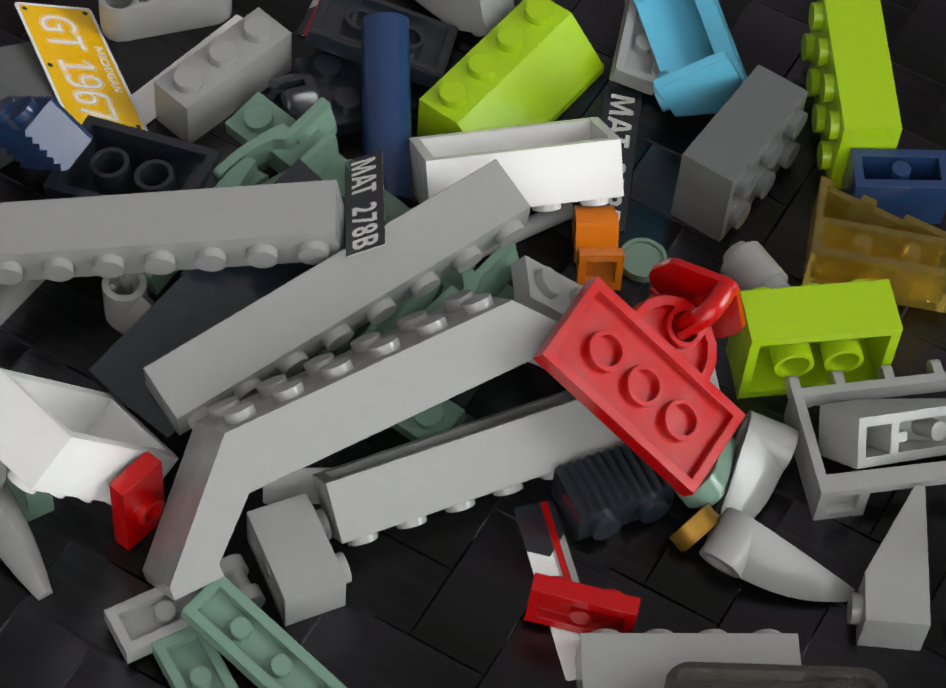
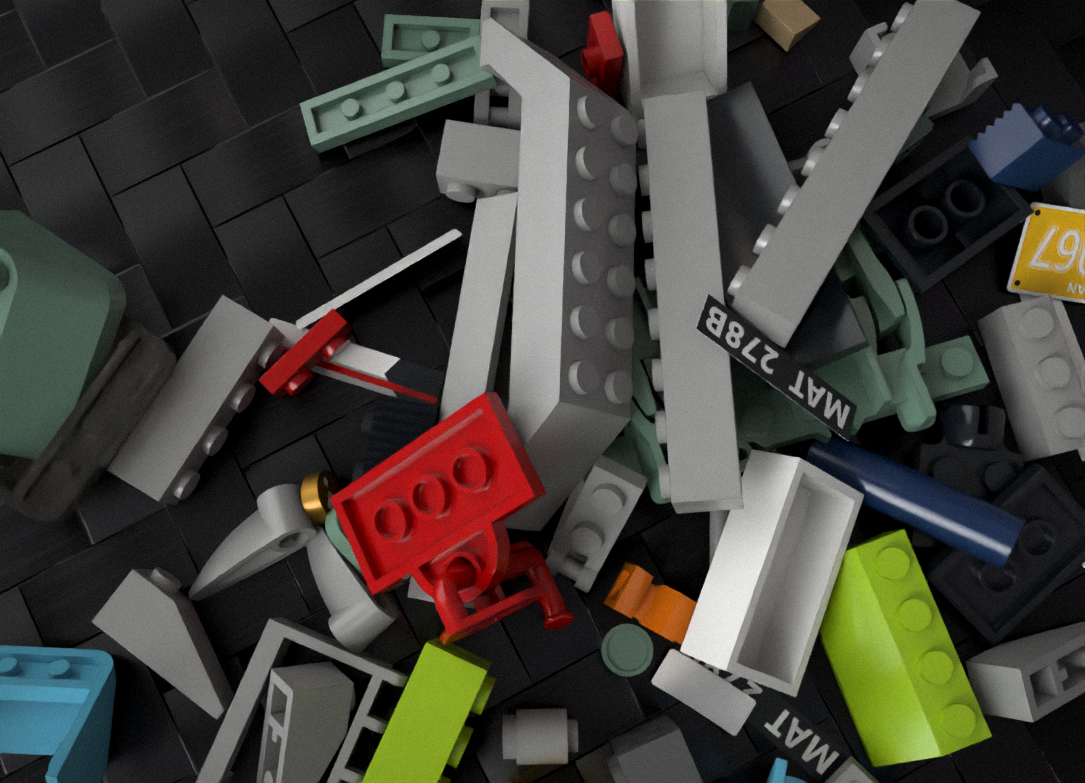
camera: 125 degrees right, 25 degrees up
(470, 597) = (377, 278): none -> white sticker
(636, 205) = (703, 691): none -> white sticker

